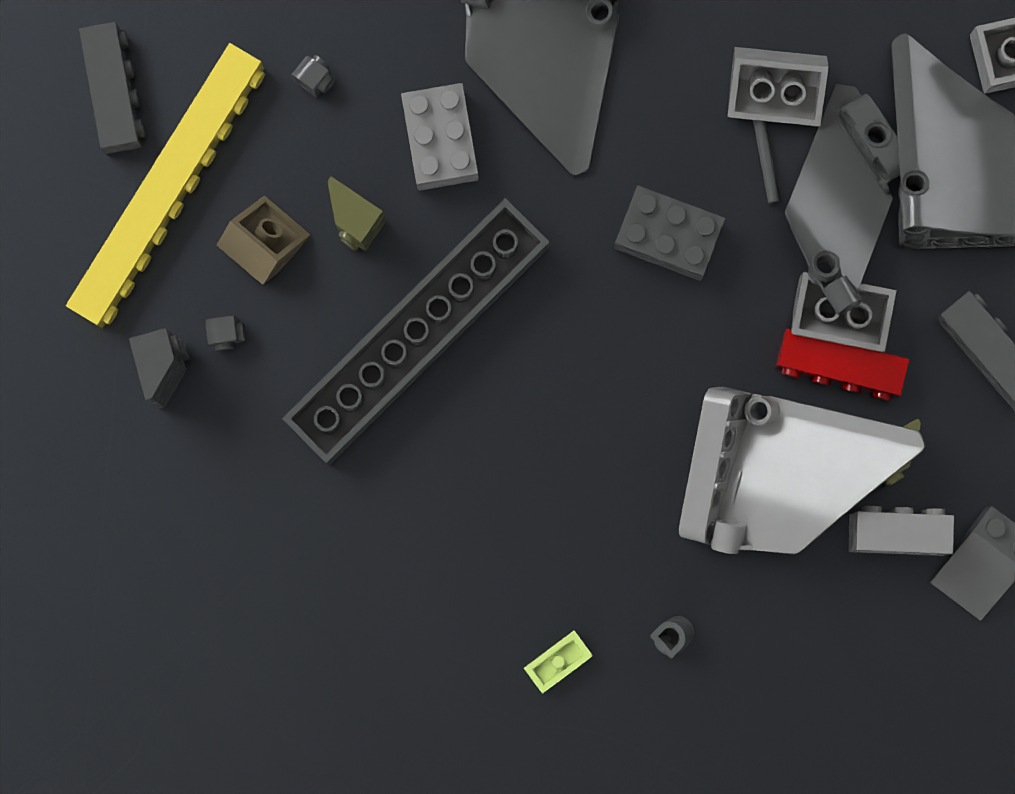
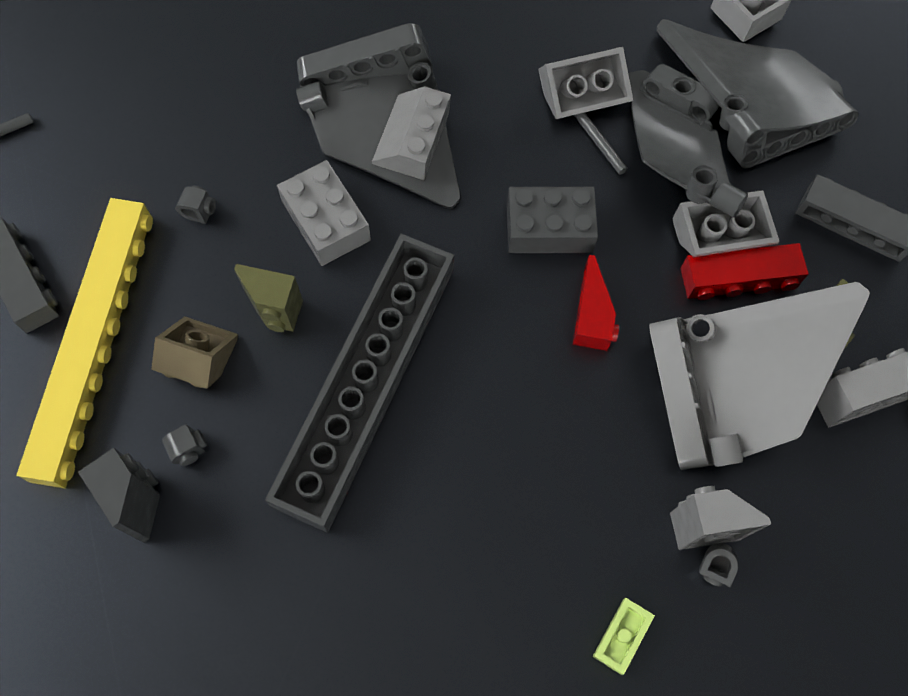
camera: 30 degrees left, 15 degrees down
(564, 78) = (413, 132): none -> light grey slope
(669, 351) = (596, 313): none -> red slope
(678, 595) = (714, 518): none -> light grey slope

